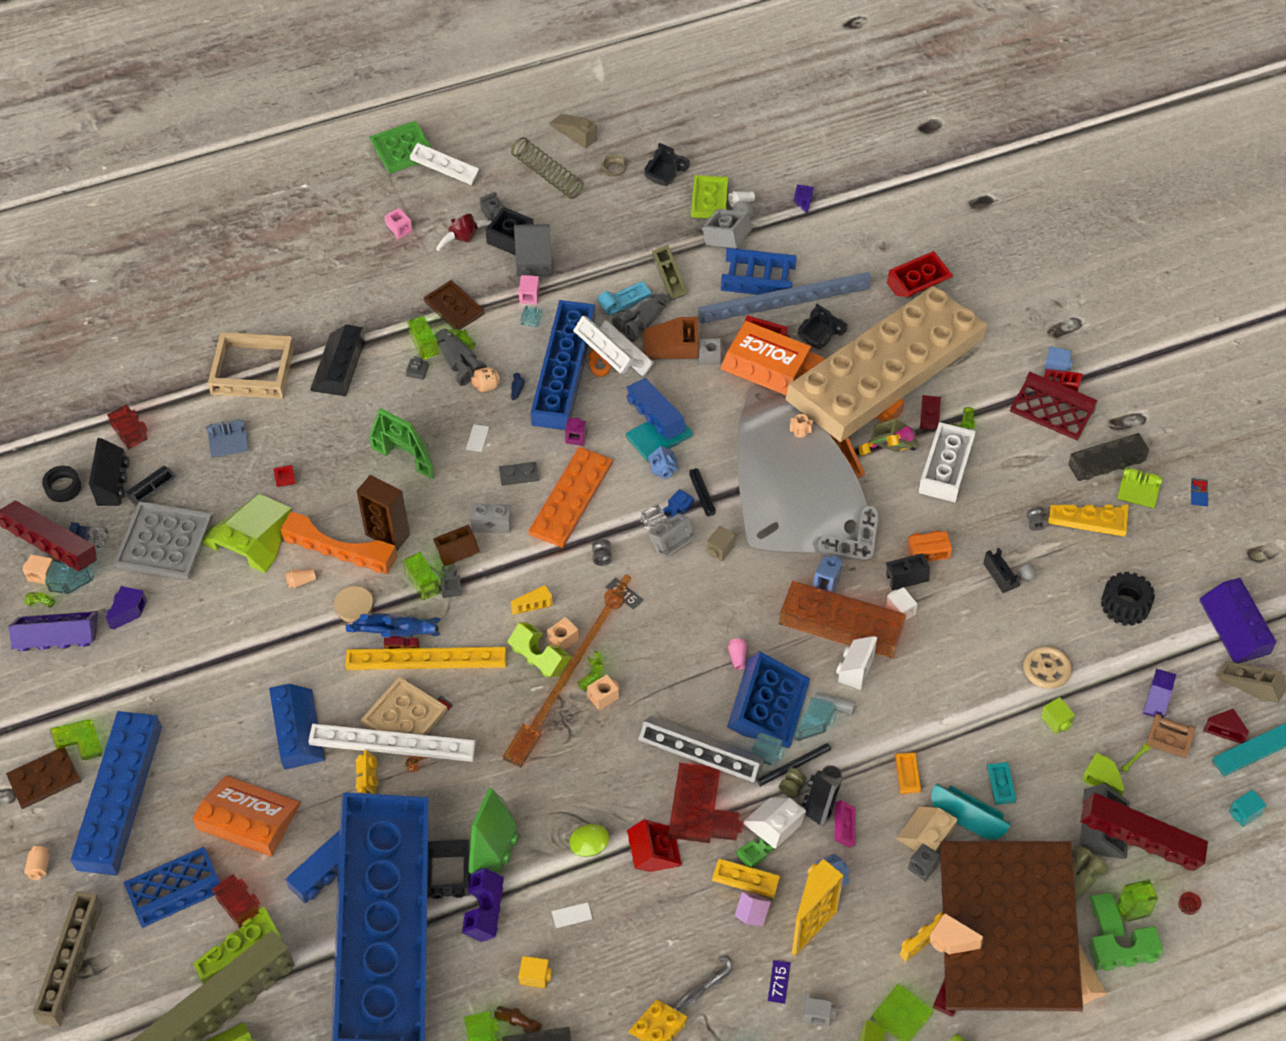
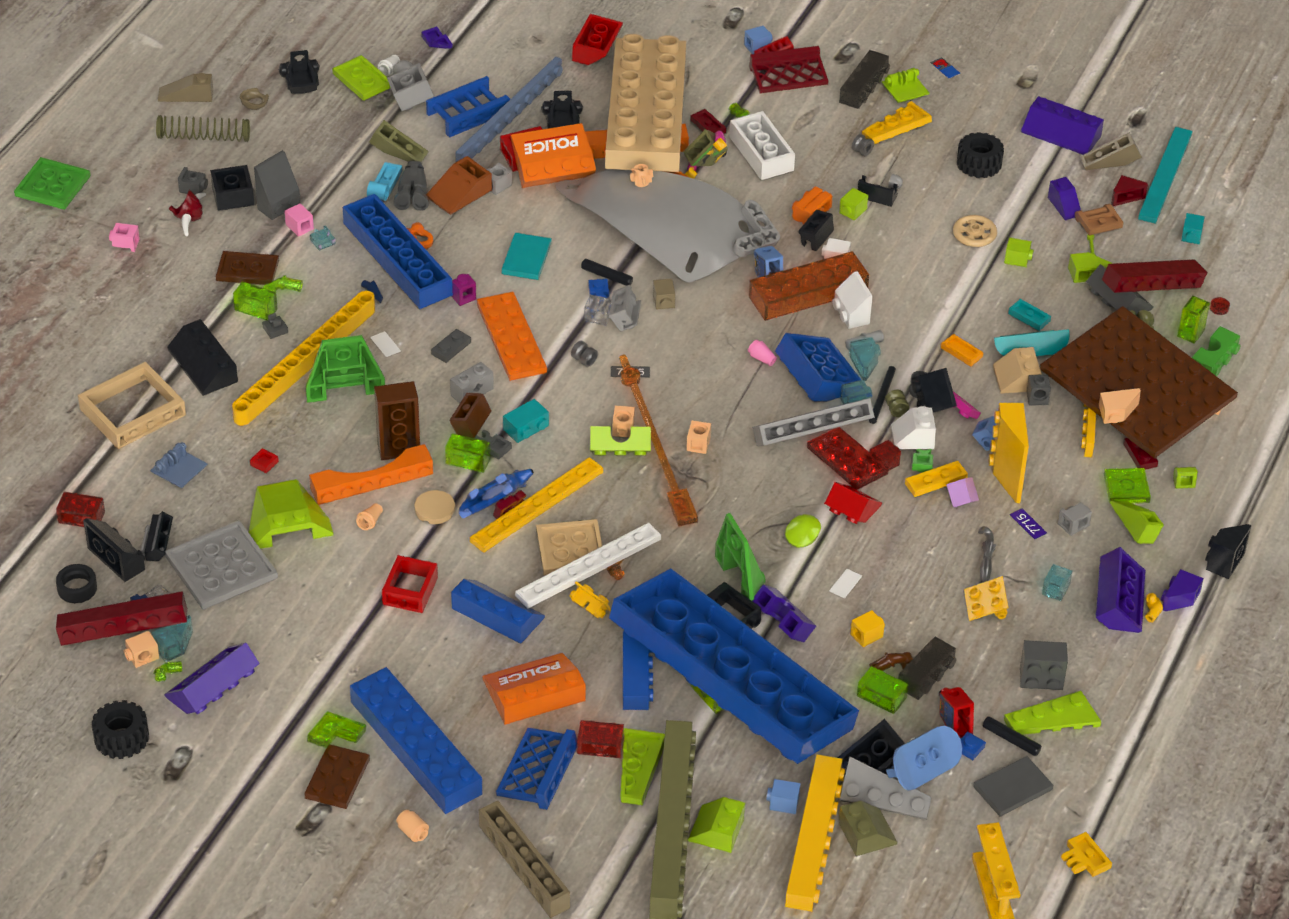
camera: 45 degrees left, 10 degrees down
(126, 607) = (252, 623): dark purple slope -> none
(268, 669) = (414, 600): none -> red window
(406, 408) = (301, 359): none -> yellow beam
(444, 164) = (110, 172): white plate -> none
(458, 356) = (304, 295): dark grey piece -> none
(485, 379) = (343, 296): light nougat head -> none
(494, 579) = (525, 420): none -> teal brick
(534, 600) = (574, 414): yellow slope -> none
(595, 673) = (676, 429): clear neon green piece -> none
(613, 346) = (425, 213): white fence -> none
(656, 409) = (508, 236): blue brick -> none
(663, 462) = (558, 268): medium blue brick -> none
(966, 569) = (853, 204): none -> lime brick
(1107, 913) = (1183, 342): bright green slope -> none

